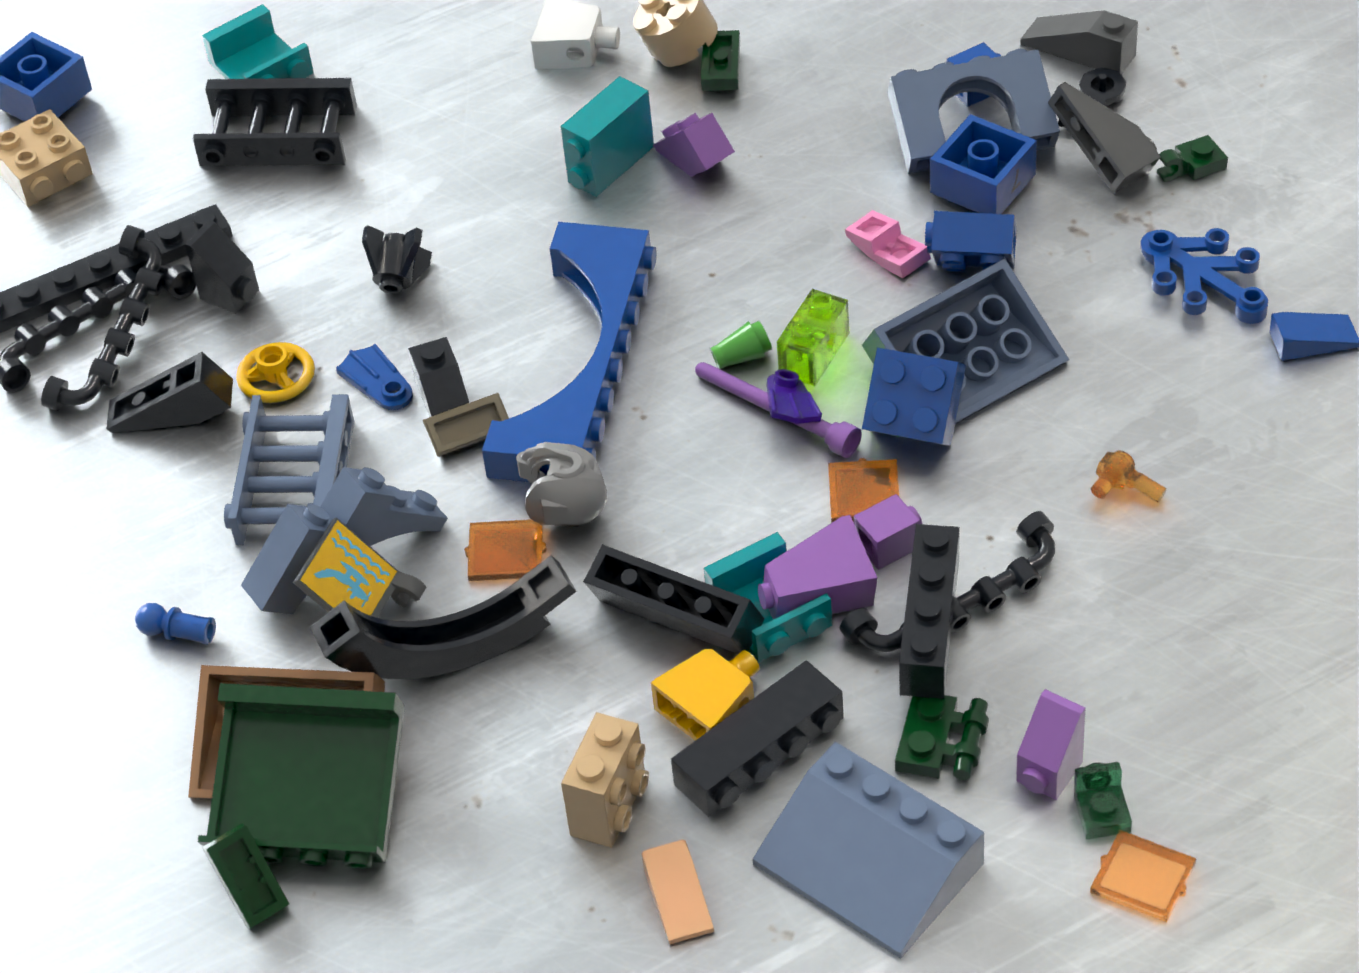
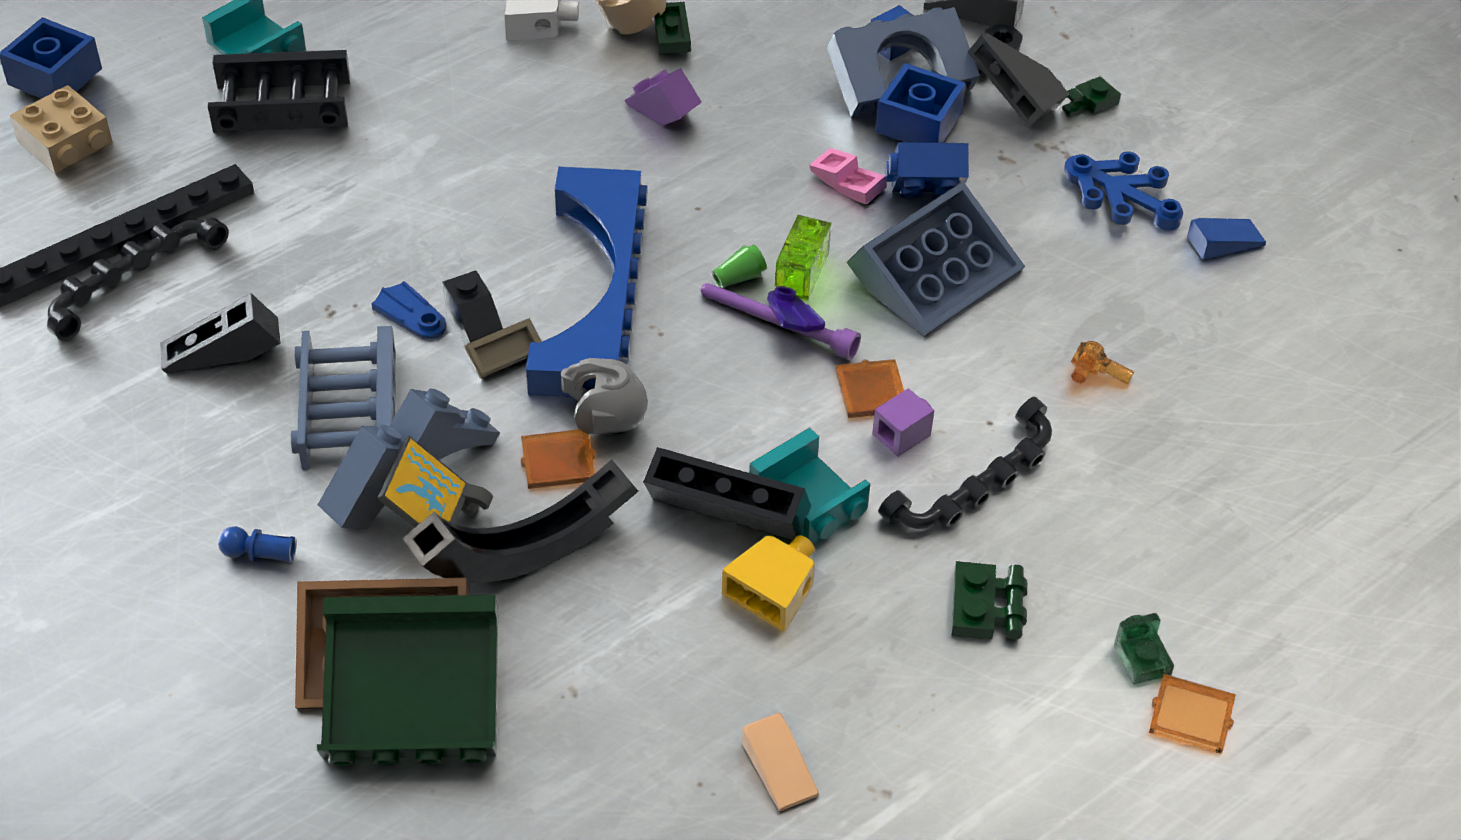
camera: 15 degrees left, 0 degrees up
(118, 338) = (162, 287): black bar -> none
(221, 269) = (252, 220): black slope -> none
(245, 875) = (369, 779): dark green tile -> none
(272, 366) = (313, 305): yellow piece -> none
(395, 258) = (413, 203): black brick -> none
(604, 780) = (698, 663): tan brick -> none
(607, 136) = (588, 92): teal brick -> none
(757, 738) = (826, 615): black brick -> none
(824, 563) = (852, 455): medium lavender slope -> none
(870, 849) = (949, 709): sand blue slope -> none
(913, 396) = (906, 302): blue brick -> none
(929, 611) = (963, 490): black brick -> none
(1051, 745) = (1094, 601): medium lavender slope -> none

